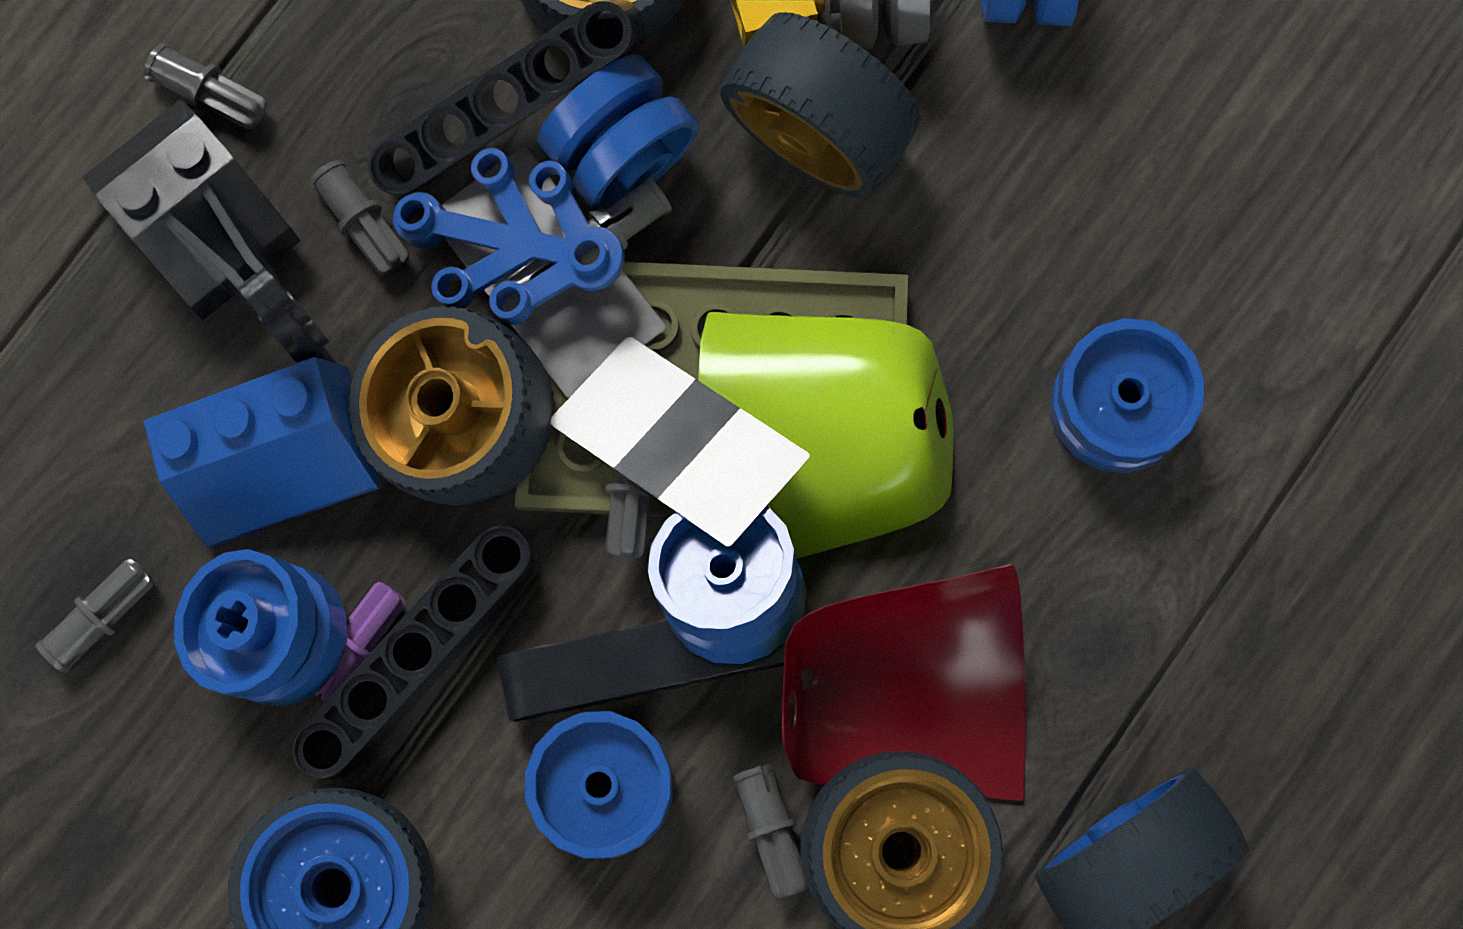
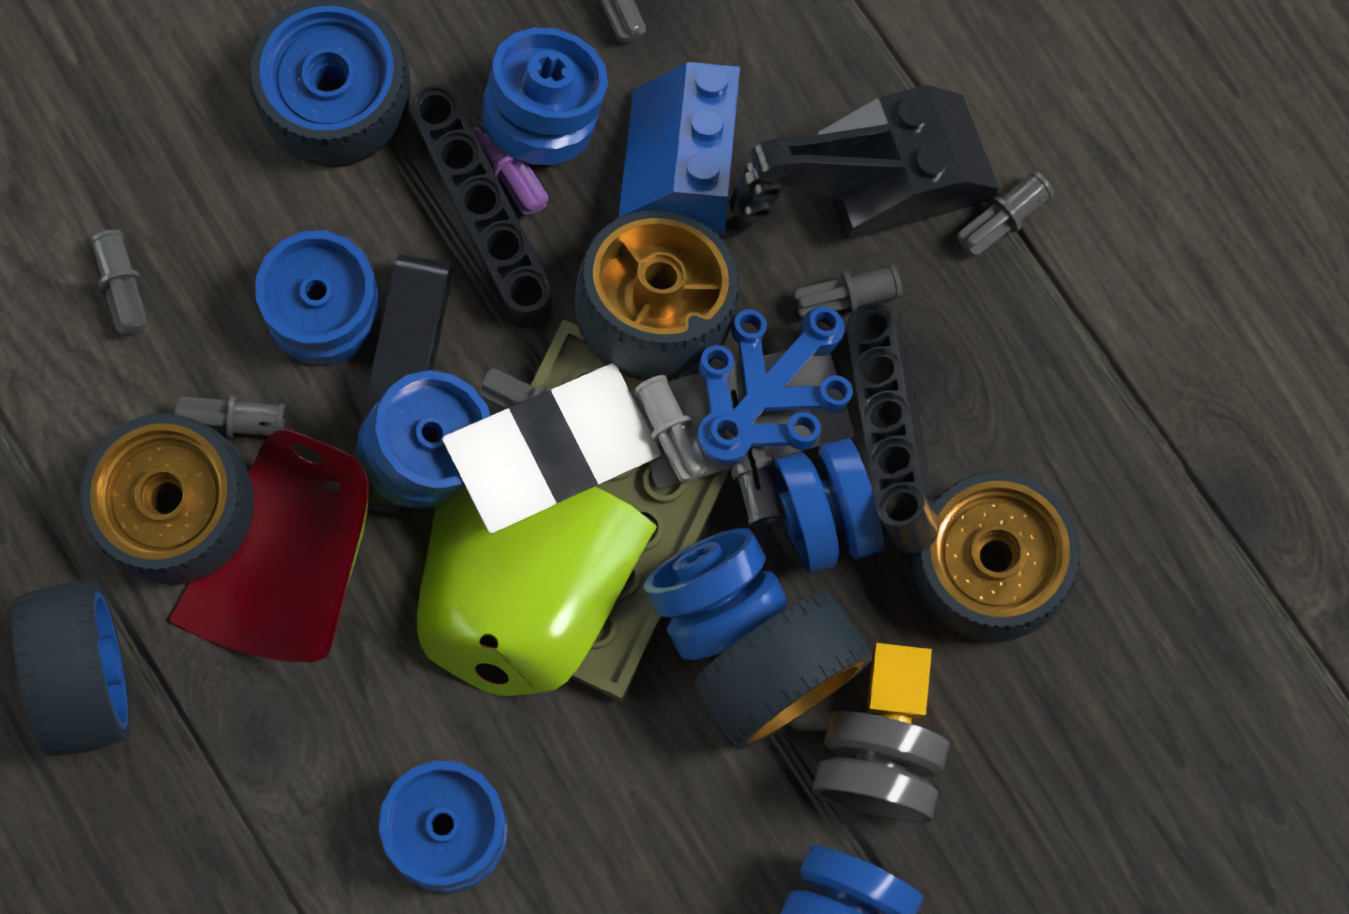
camera: 110 degrees right, 5 degrees down
(599, 329) = (671, 428): none -> light grey axle
(766, 205) = (715, 593): none -> blue wheel

